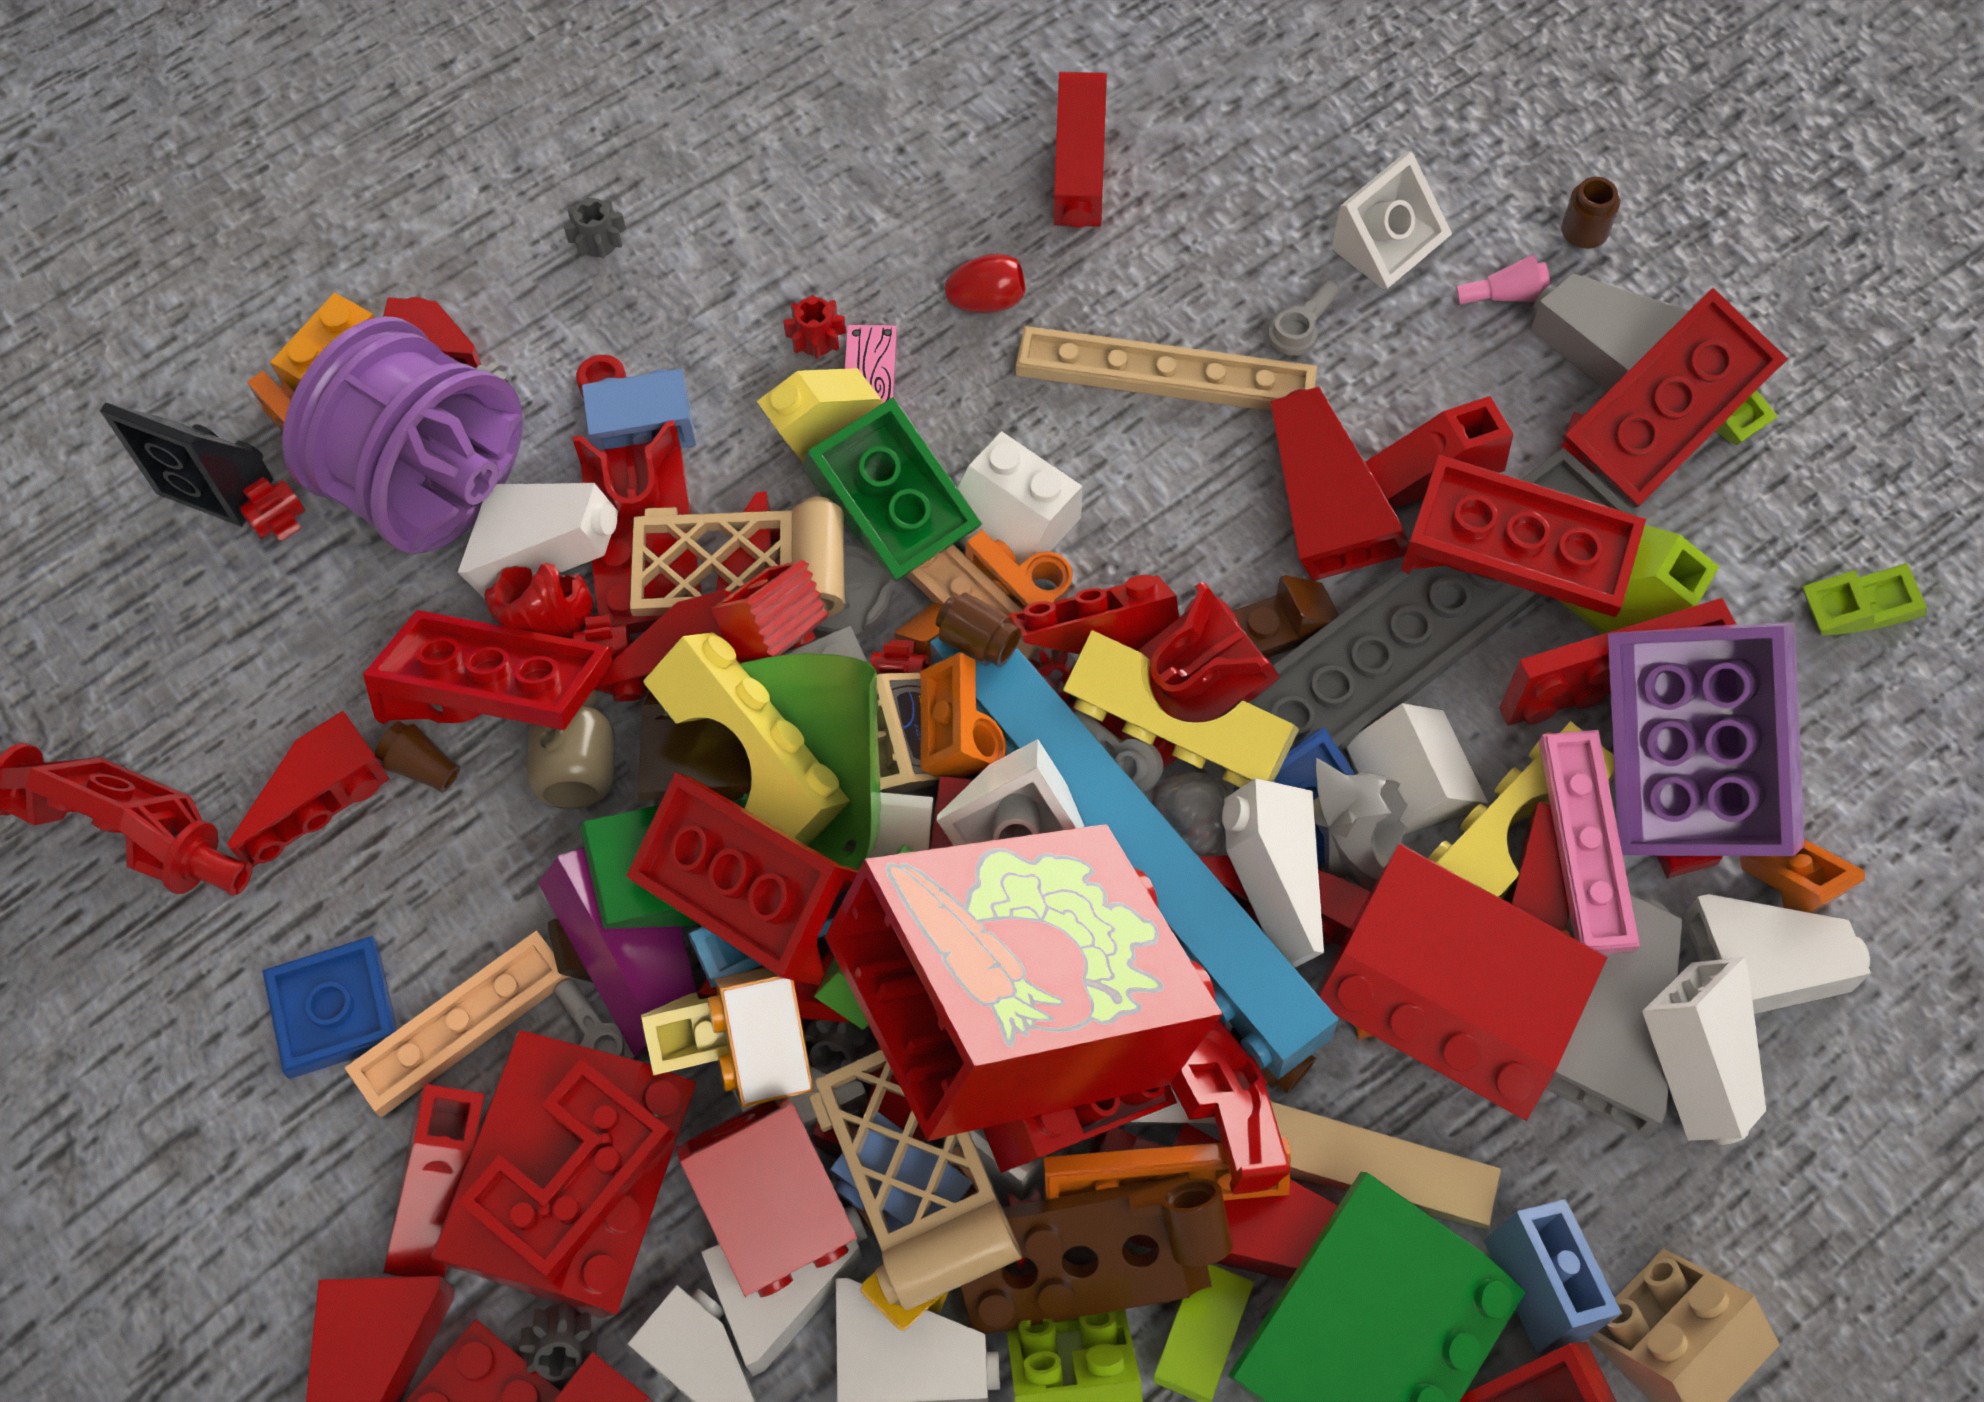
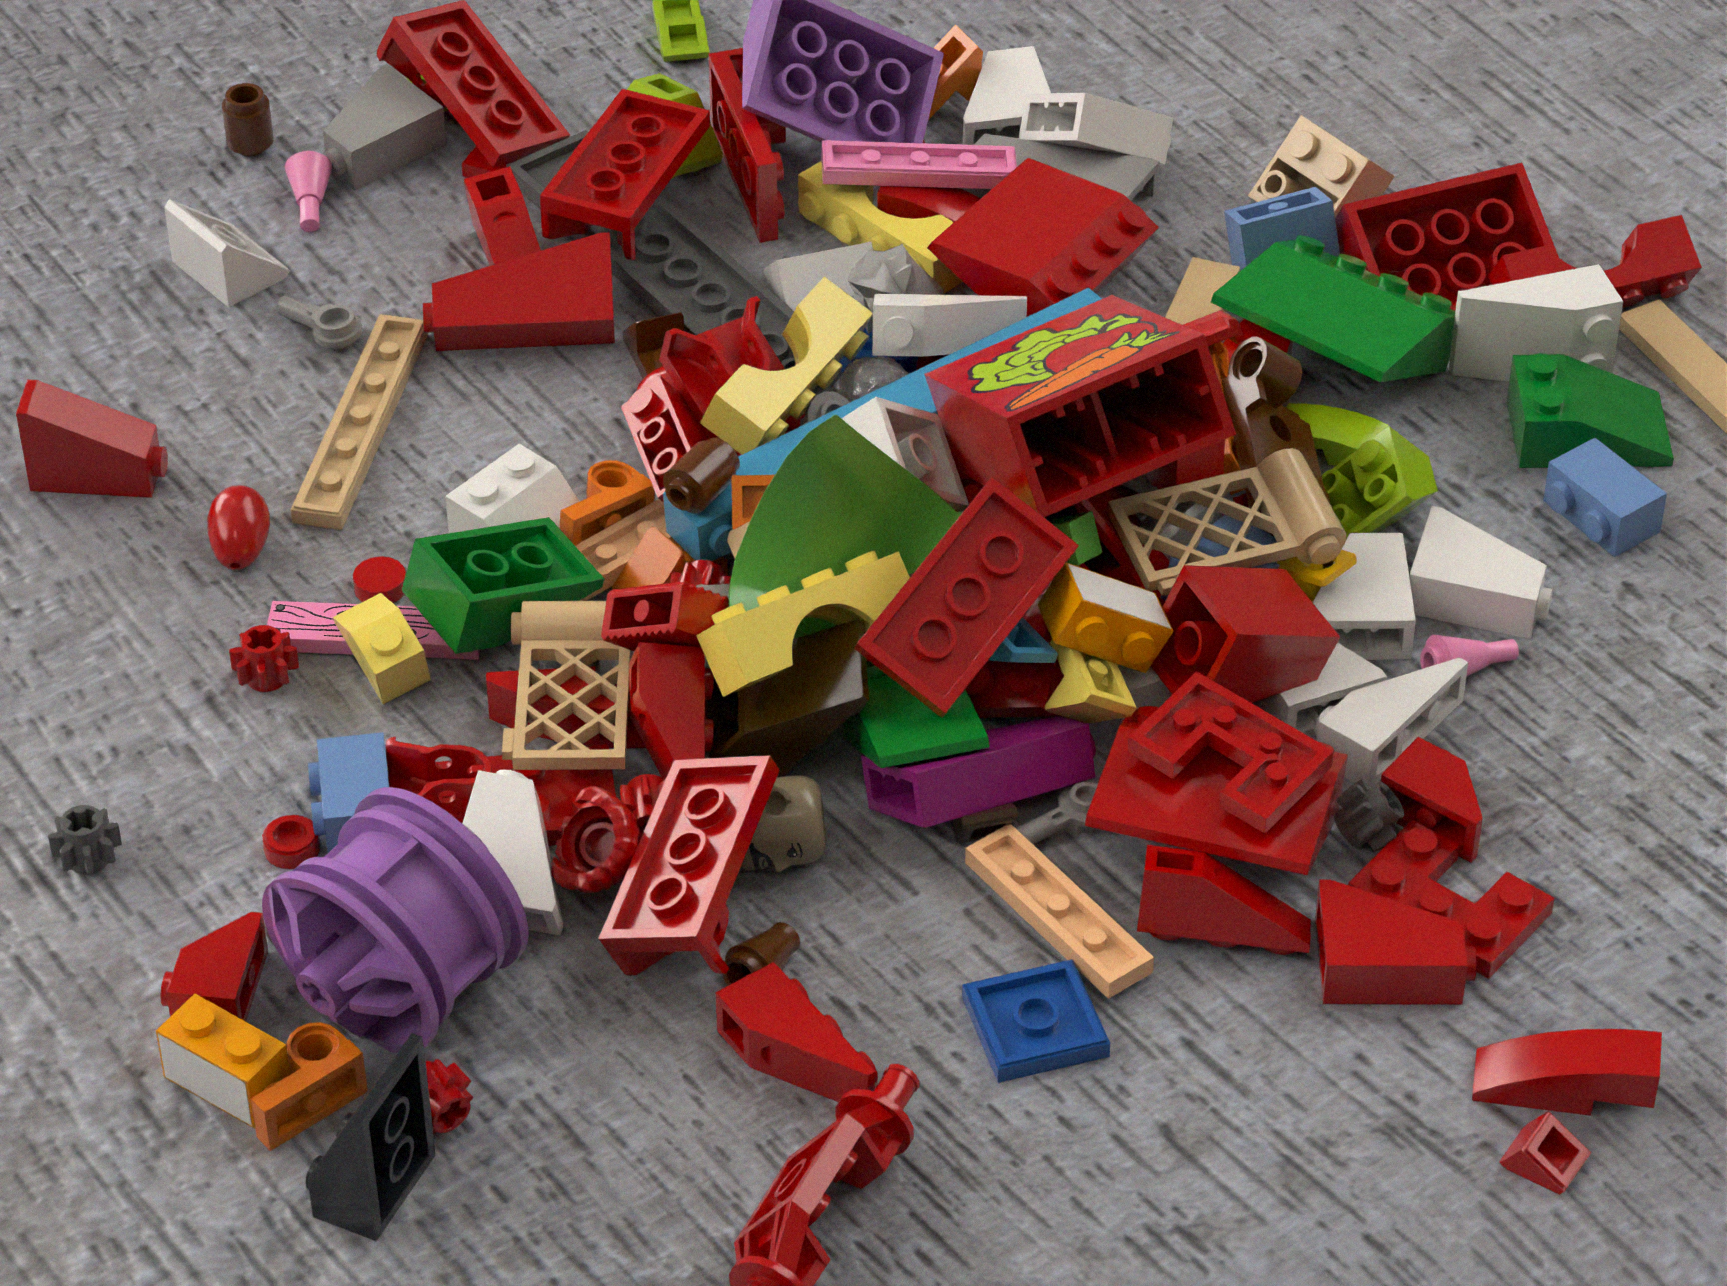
camera: 90 degrees left, 20 degrees down
(934, 409) = (379, 576): none -> red tile

